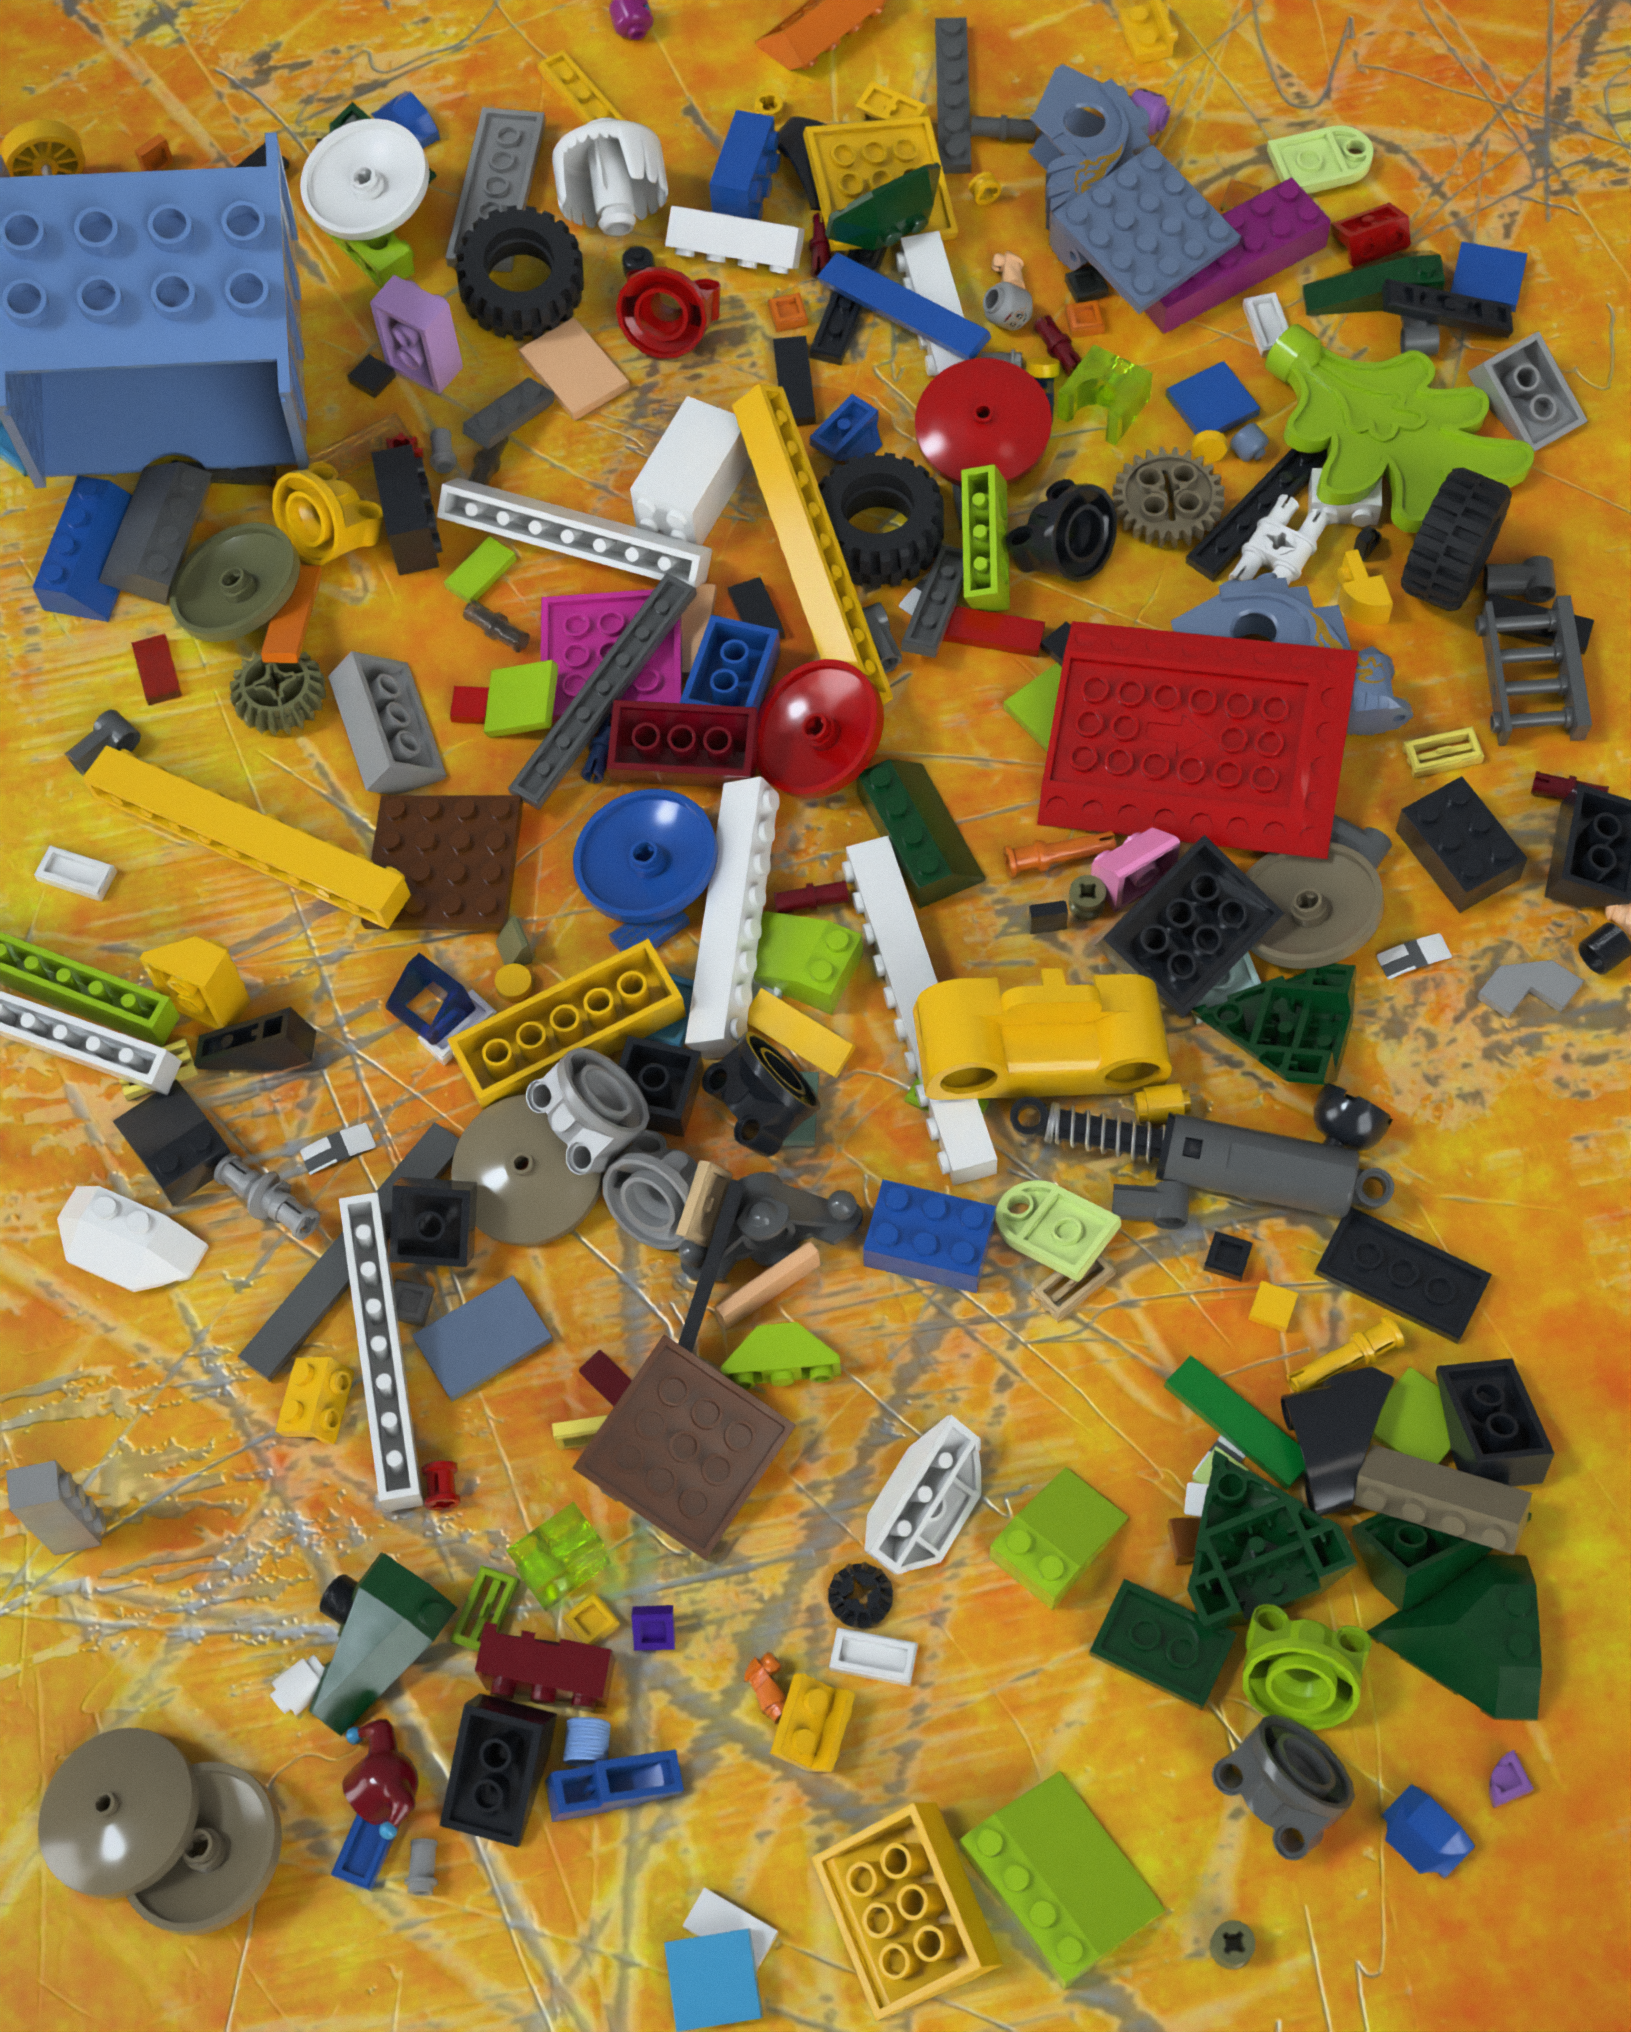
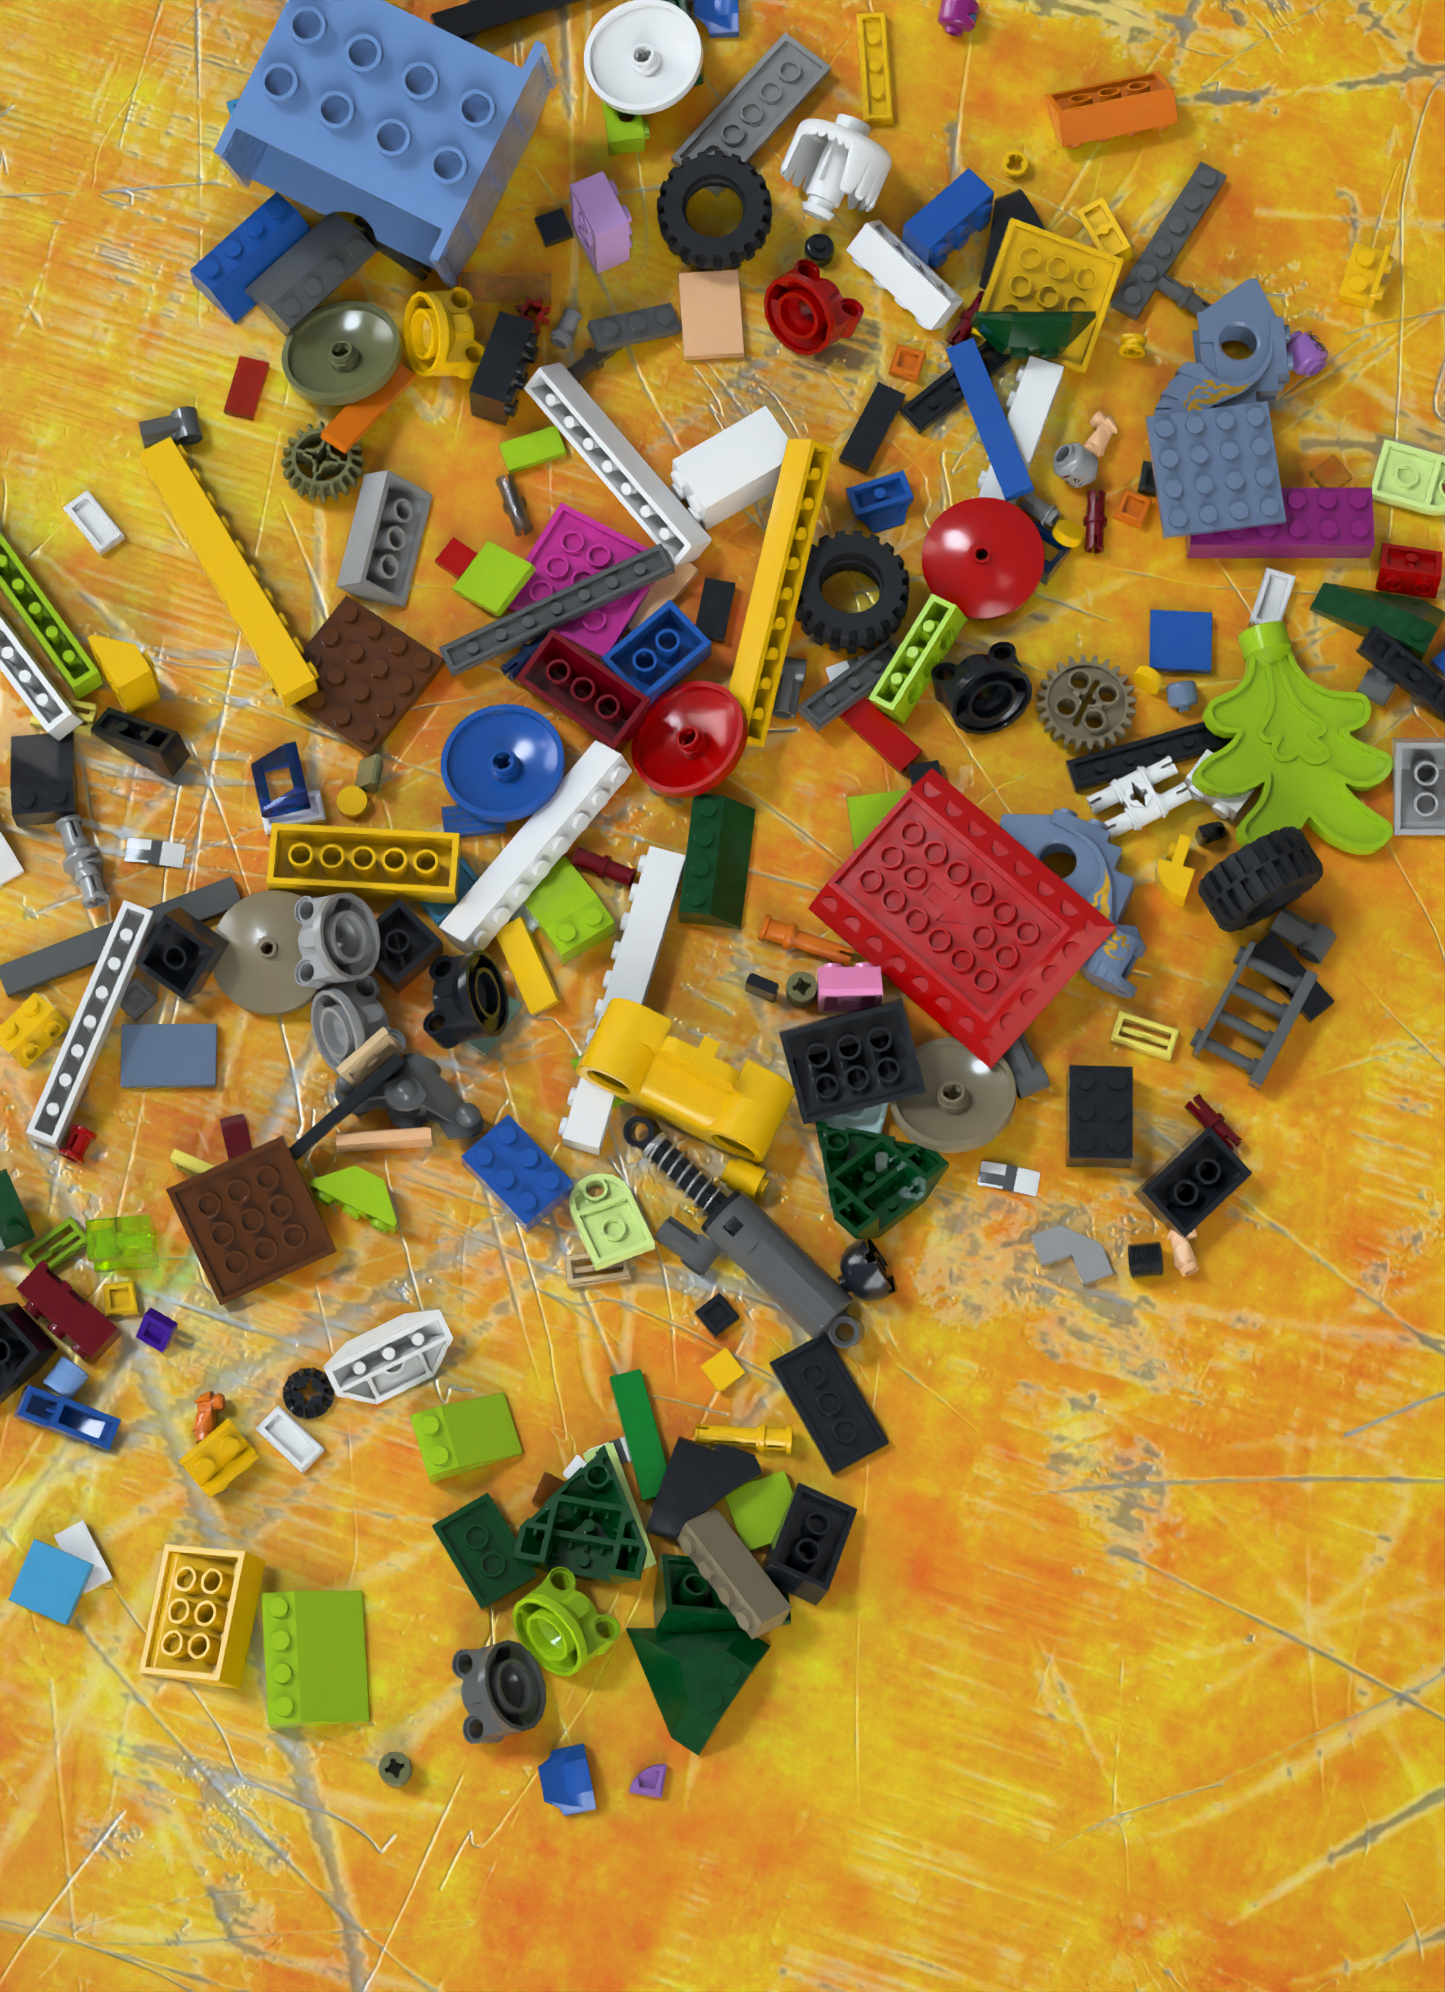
camera: 25 degrees right, 10 degrees up
(1106, 382) = (1108, 578): clear neon green piece -> none

